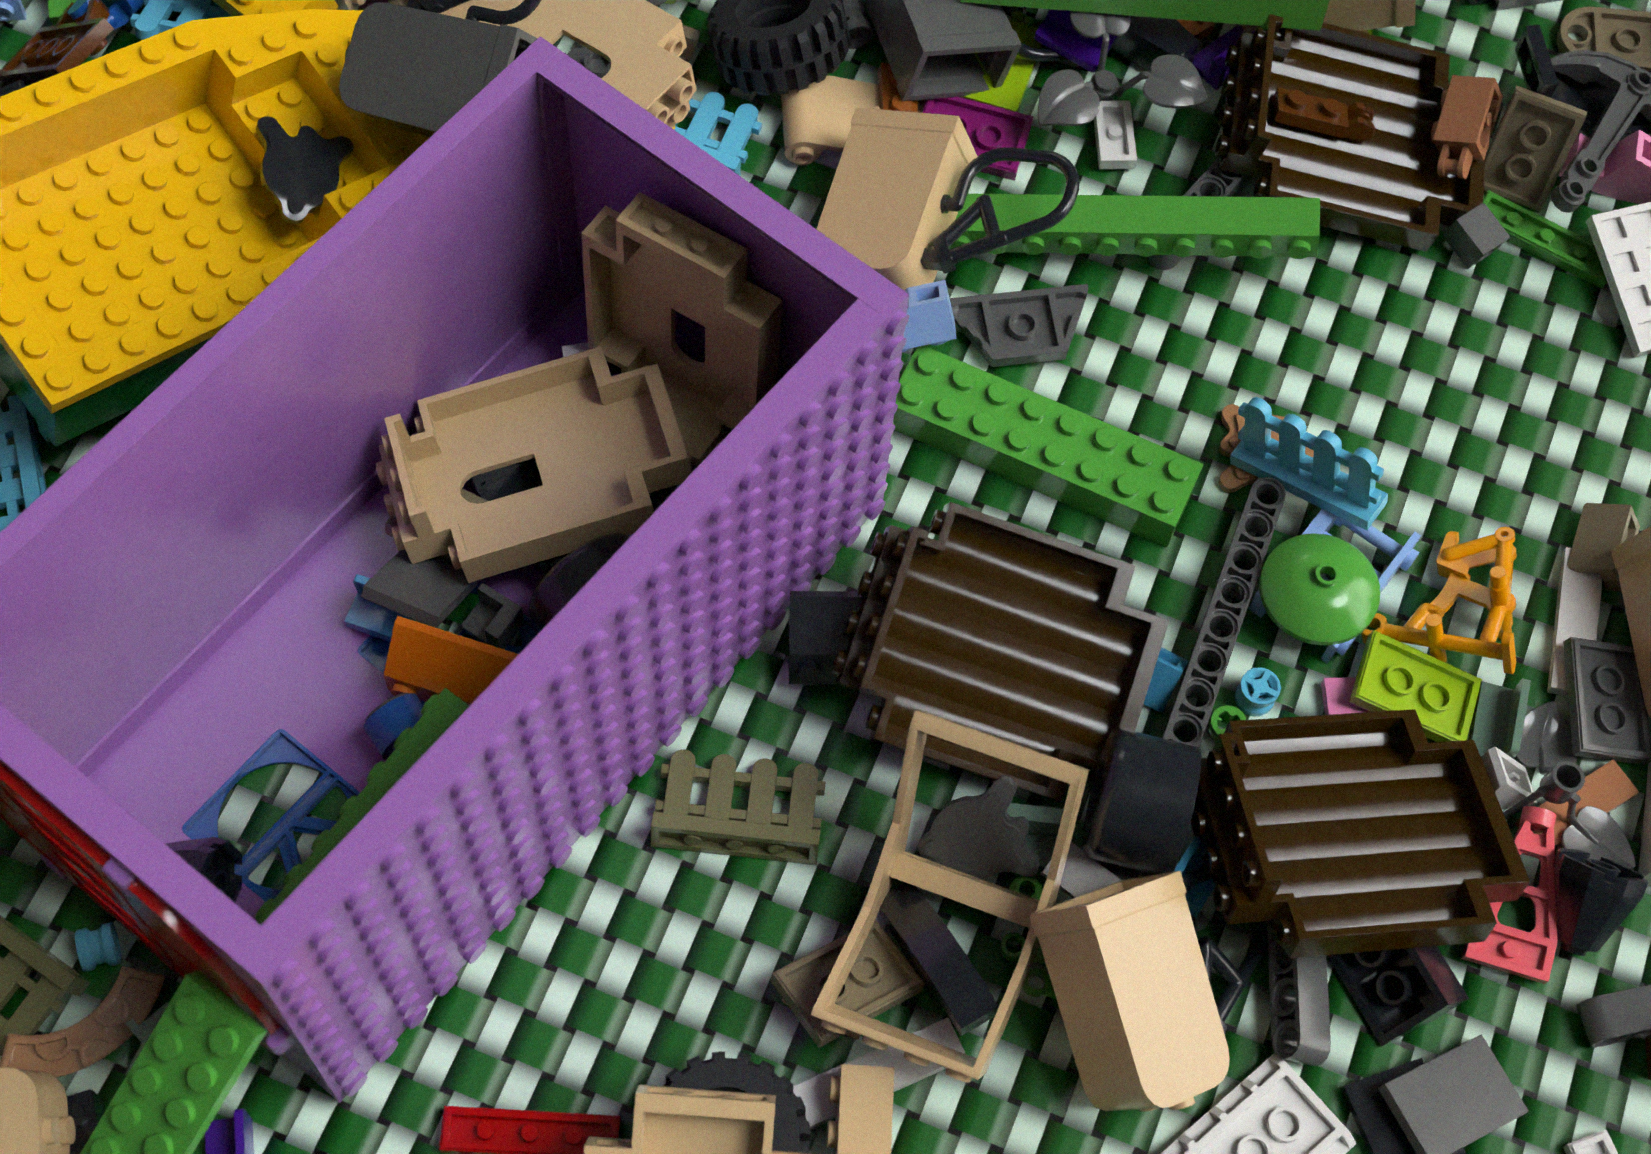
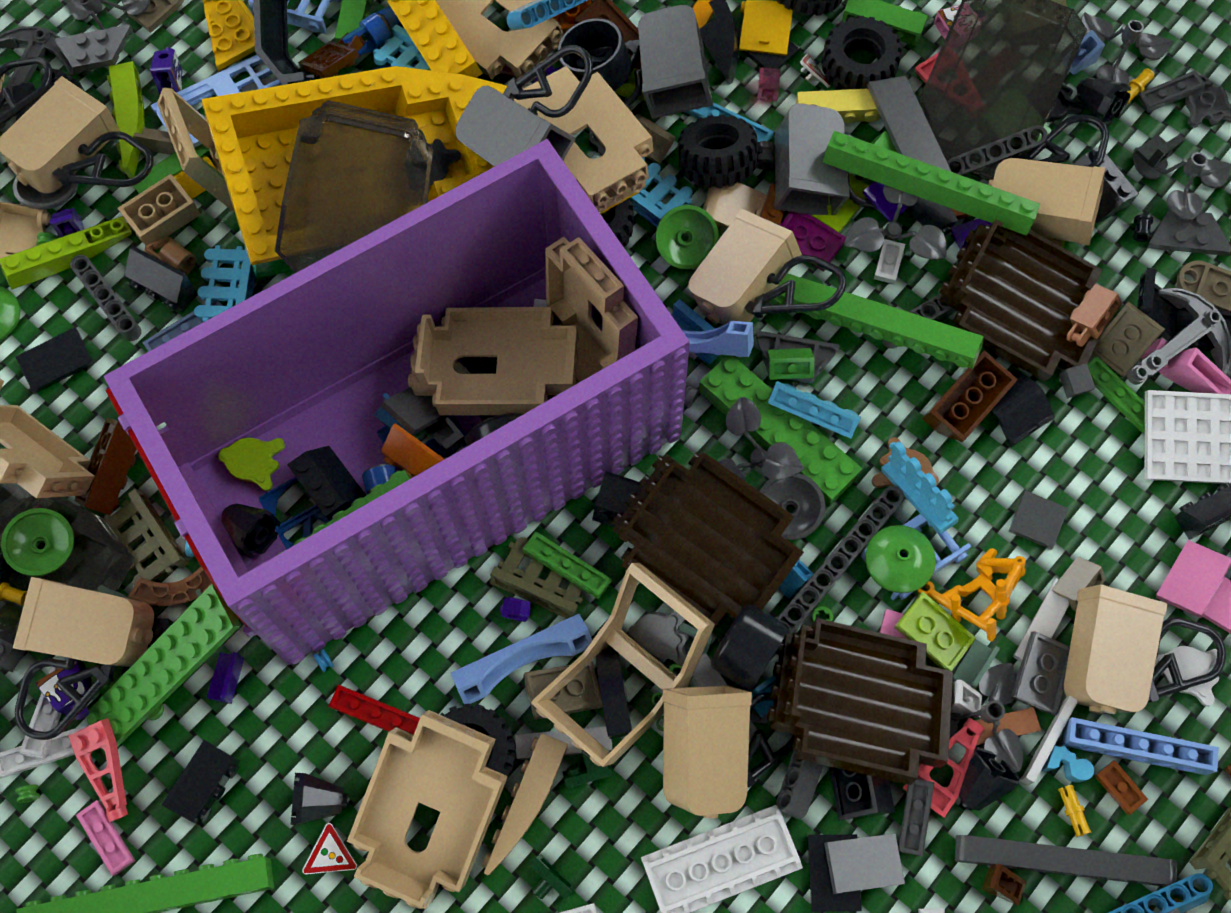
camera: 25 degrees right, 5 degrees up
(150, 764) = (252, 460): none -> lime tile
(185, 223) = (348, 179): none -> clear smoke windscreen
(299, 760) = (326, 480): none -> black slope
(402, 1072) = (323, 660): none -> dark azure bush
(695, 1008) = (481, 676): none -> light blue arch
(714, 872) = (515, 609): none -> dark purple piece
(774, 772) = (567, 565): none -> bright green tile
(790, 163) = (701, 234): none -> bright green dish
(946, 1102) = (583, 774): none -> dark green slope
(1024, 334) = (791, 363): none -> bright green panel
(1077, 480) = (776, 463): none -> dark grey plant
(1094, 391) = (814, 409): none -> medium azure fence
(1127, 536) = (806, 499): none -> dark grey dish
(1262, 683) = (849, 601): medium azure wheel -> none
(1323, 115) = (1011, 285): reddish brown hinge -> none
(1325, 308) = (970, 398): none -> reddish brown slope
(1402, 294) = (1022, 409): none -> black piece
(1501, 466) = (1038, 520): none -> dark grey tile
(1505, 996) = (916, 817): none -> dark grey tile

